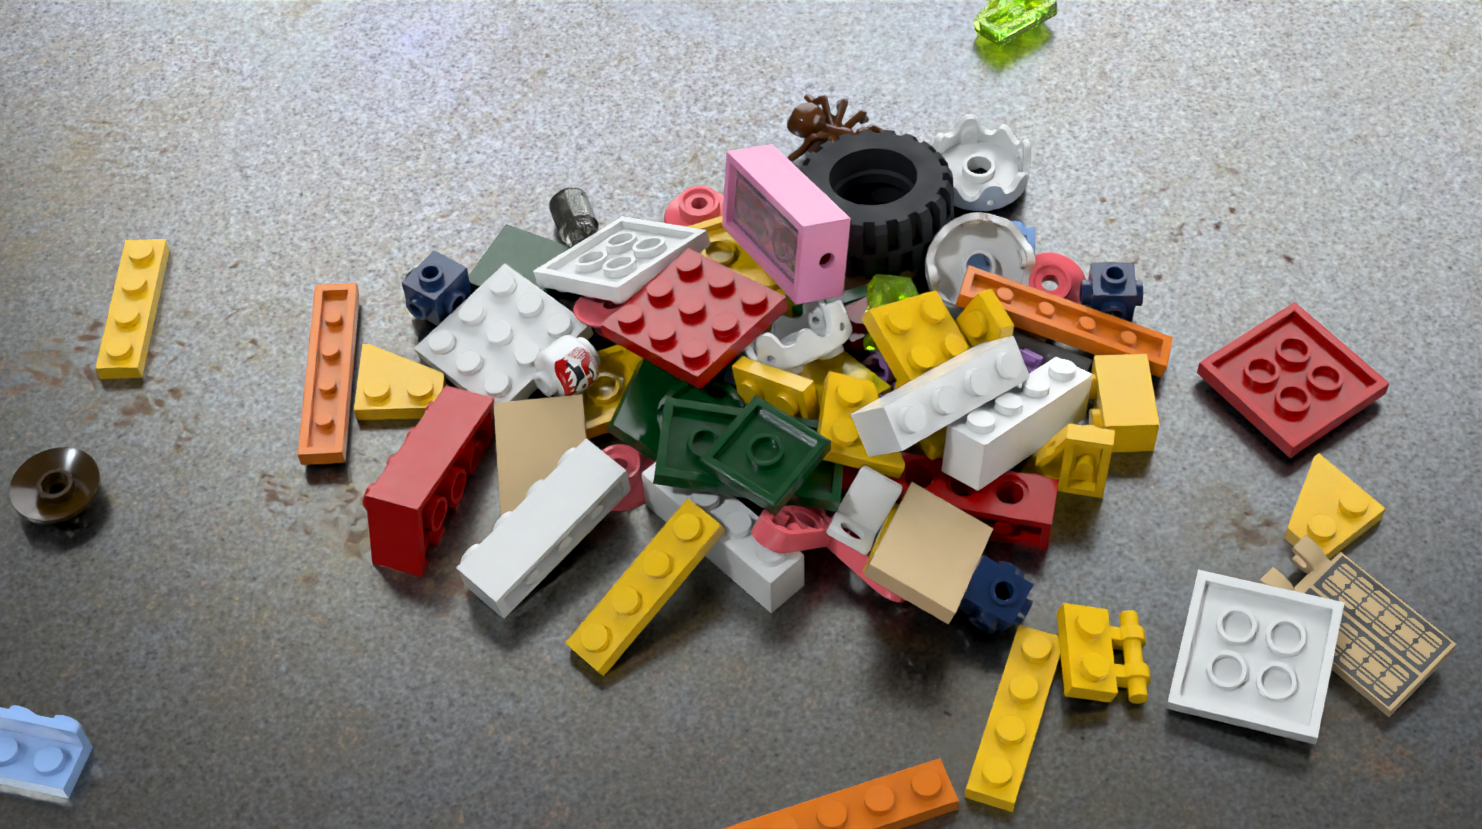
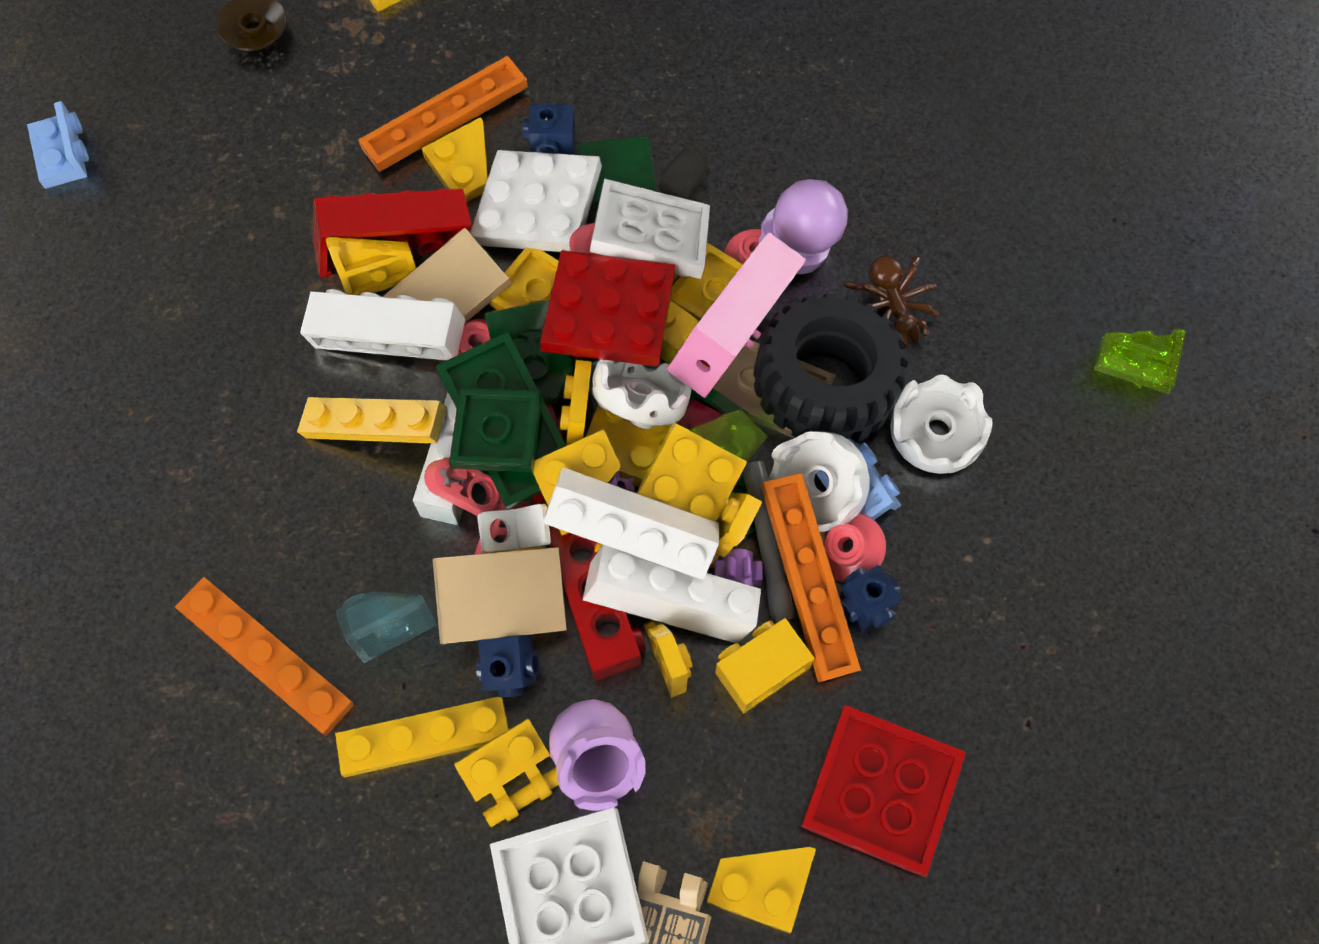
camera: 55 degrees right, 15 degrees up
(463, 506) = (370, 264): none -> yellow wing
(566, 367) = (524, 253): white head -> none
(704, 136) = (808, 220): none -> lavender tile
(874, 682) = (383, 621): none -> clear light blue slope
(1136, 555) = (595, 754): none -> lavender tile

